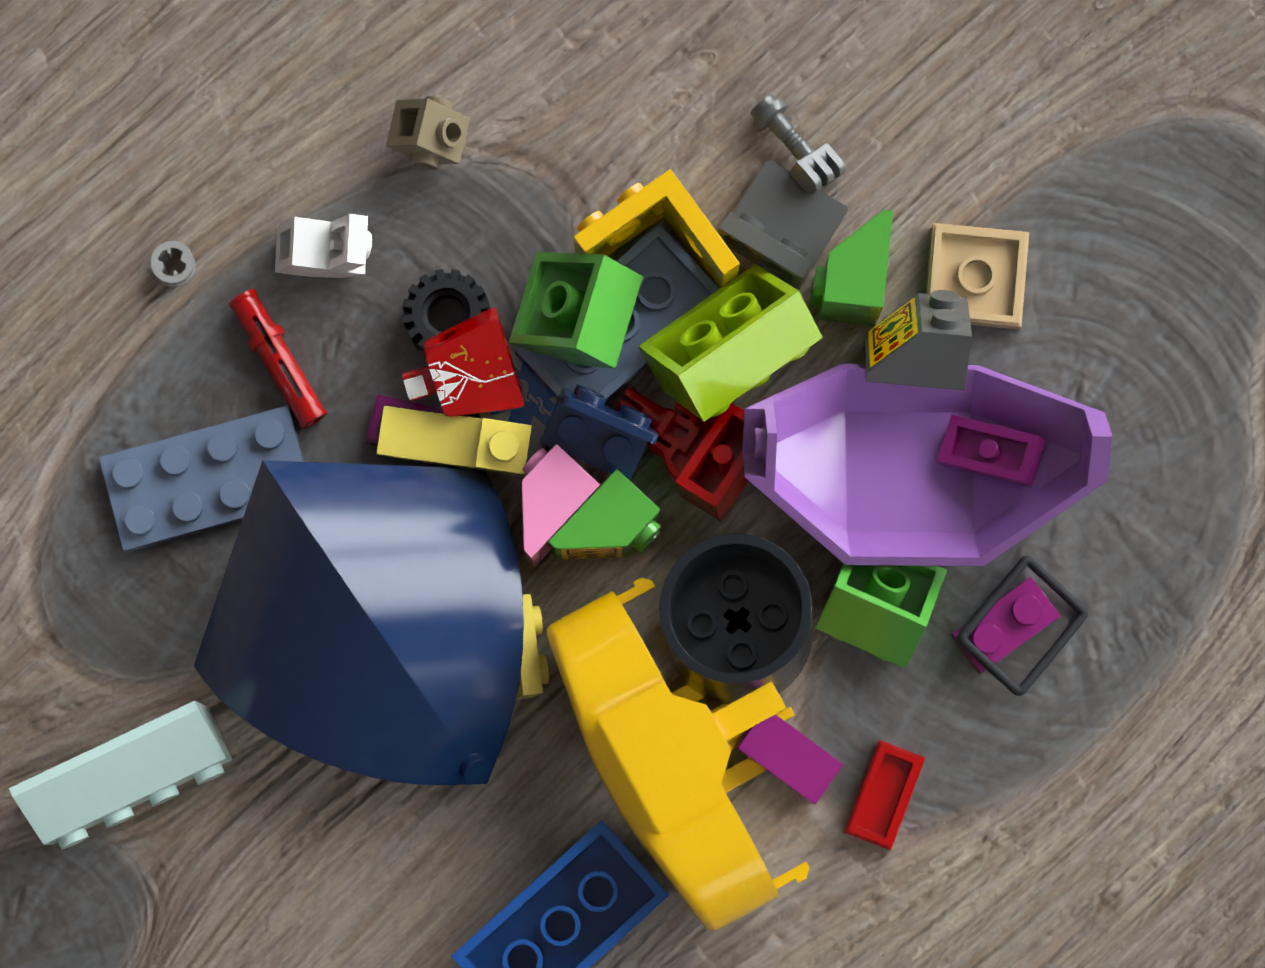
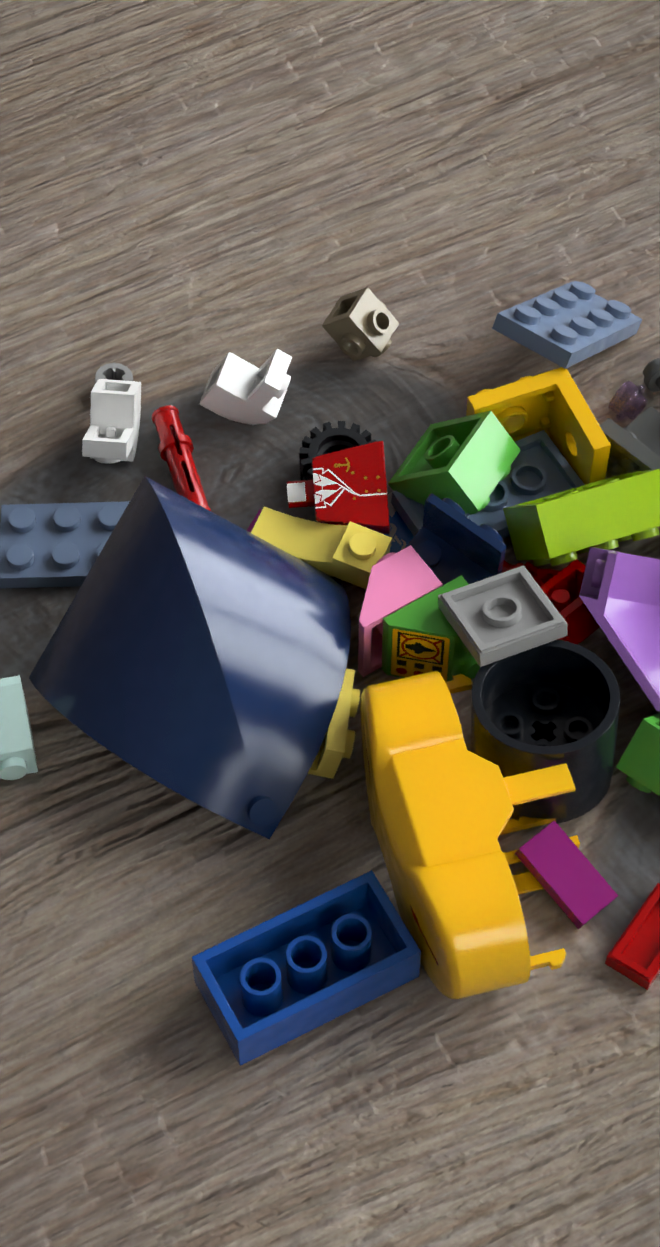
camera: 15 degrees right, 25 degrees down
(190, 331) = (113, 421): none -> white brick
(658, 89) = (568, 323): none -> sand blue plate
(671, 519) = (502, 615): none -> light grey tile
(742, 157) = (628, 401): none -> plate

